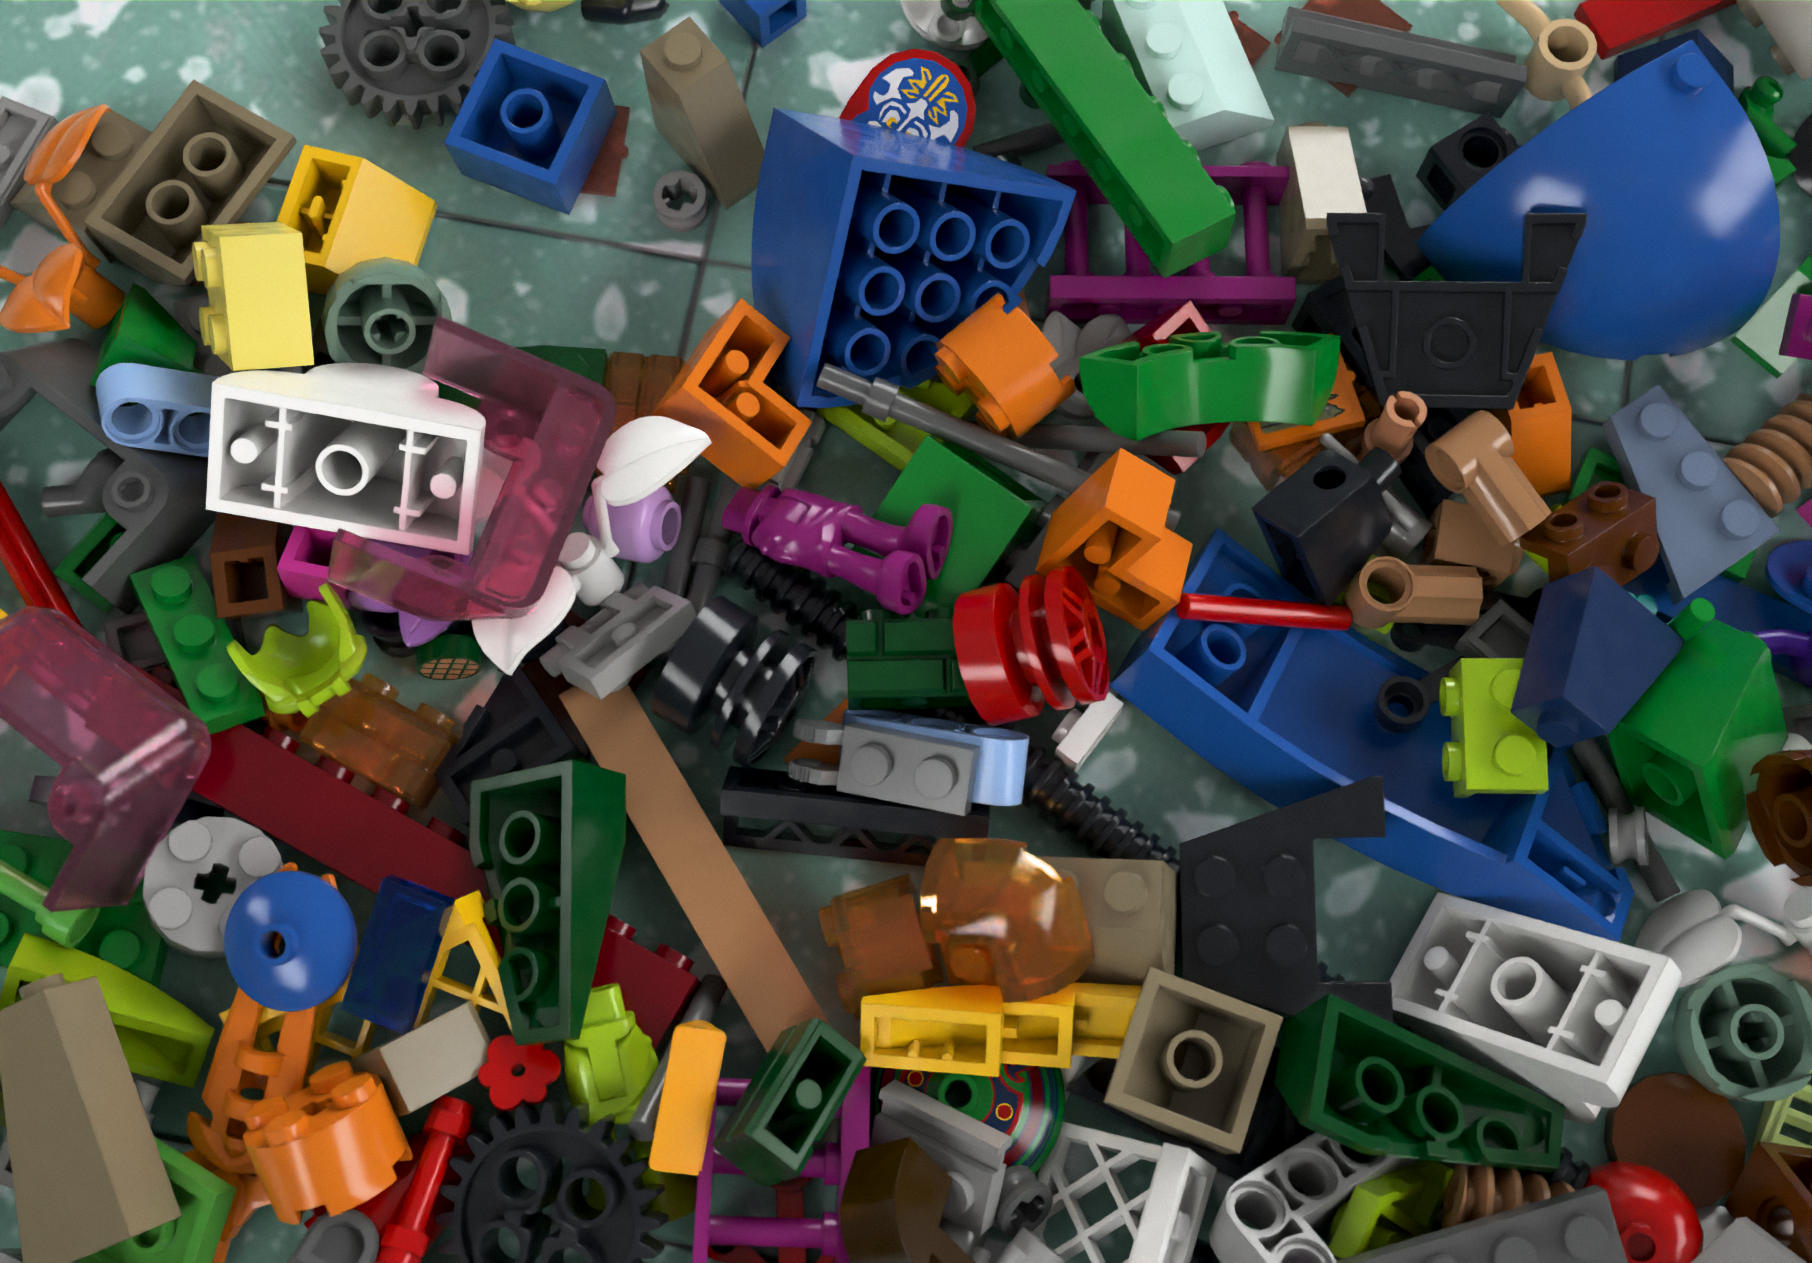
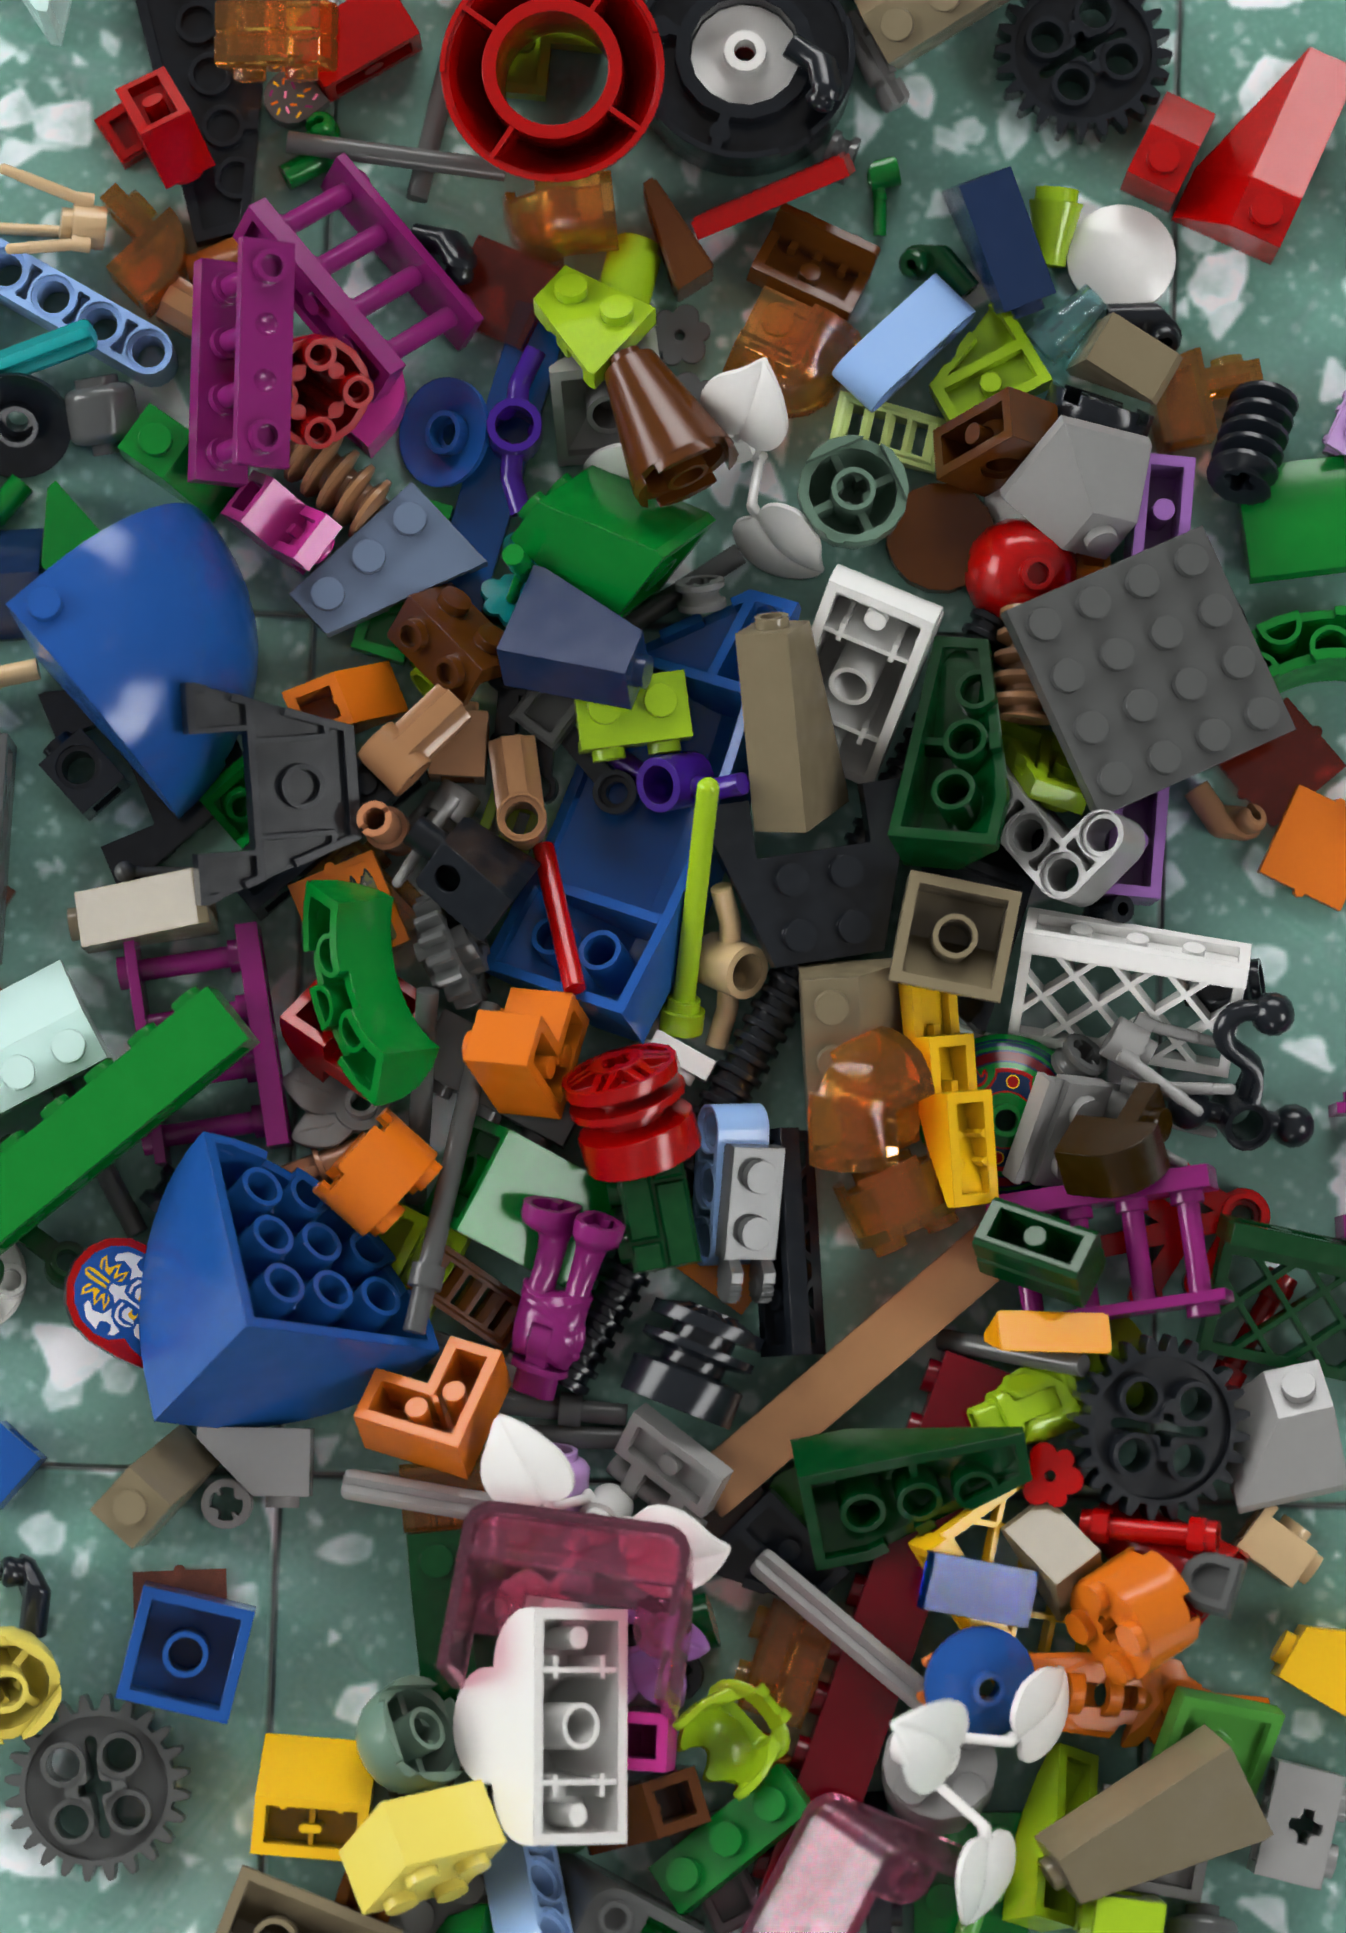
camera: 100 degrees left, 10 degrees up
(215, 851) = (929, 1751): none -> white plant
(401, 793) = (838, 1627): none -> light grey axle
(643, 366) = (410, 1494): none -> light grey axle
(713, 239) = (266, 1460): none -> light grey slope
(839, 446) = (495, 1314): none -> reddish brown slope
(1137, 742) = (682, 1012): none -> lime piece
(1199, 783) = (729, 965): none -> tan piece
(1229, 486) = (450, 954): none -> dark grey gear
(1413, 769) = (672, 779): none -> dark purple piece
(1474, 897) = (787, 726): none -> dark tan slope
(1735, 396) = (282, 522): none -> dark pink brick

